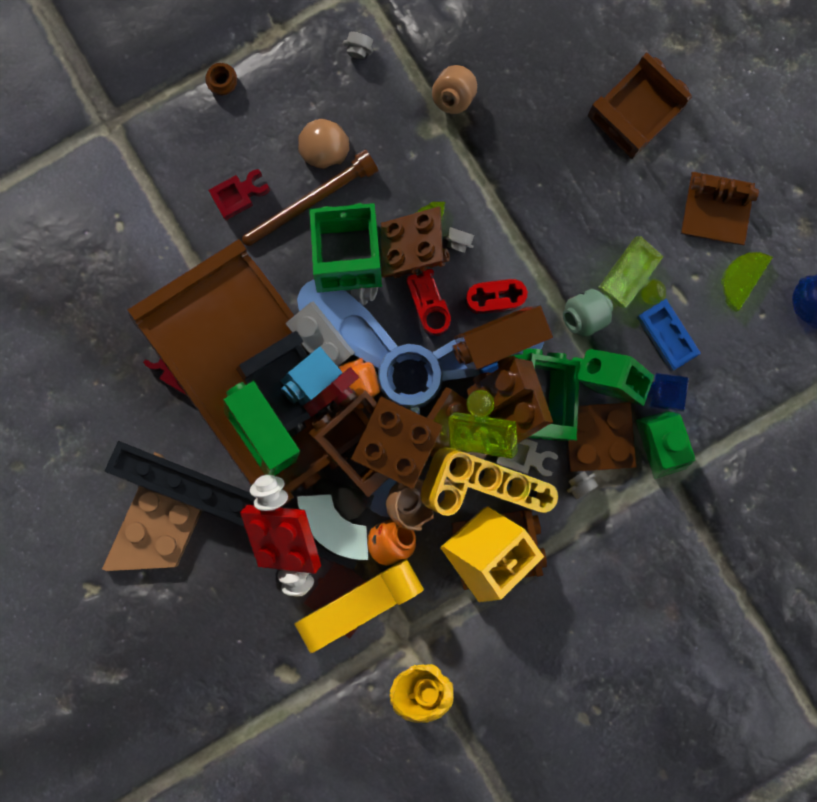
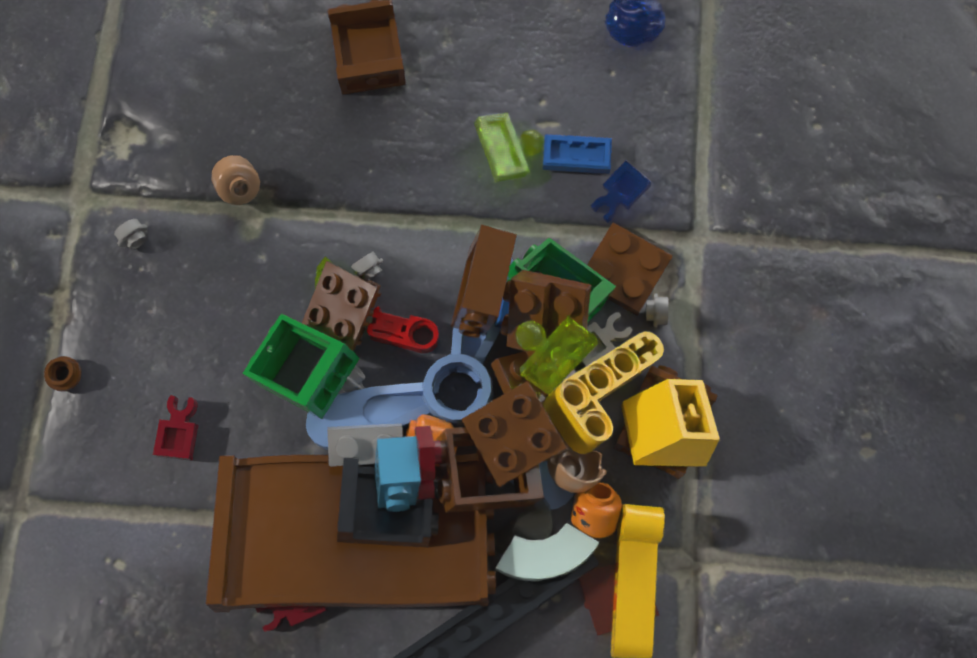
camera: 55 degrees left, 10 degrees down
(260, 428) = (411, 552): green window -> none
(281, 536) = (523, 607): red plate -> none
(323, 143) = (192, 324): medium nougat hair -> none
(361, 166) = (238, 303): reddish brown piece -> none
(421, 694) = (755, 581): yellow hair -> none
(497, 304) = (433, 267): red beam -> none
(588, 312) = (510, 203): sand green head -> none
(615, 376) = (582, 216): green torso -> none
(665, 443) = (669, 215): green torso -> none
(718, 208) = (498, 45): reddish brown hinge -> none
(742, 277) = (569, 65): clear neon green tile -> none

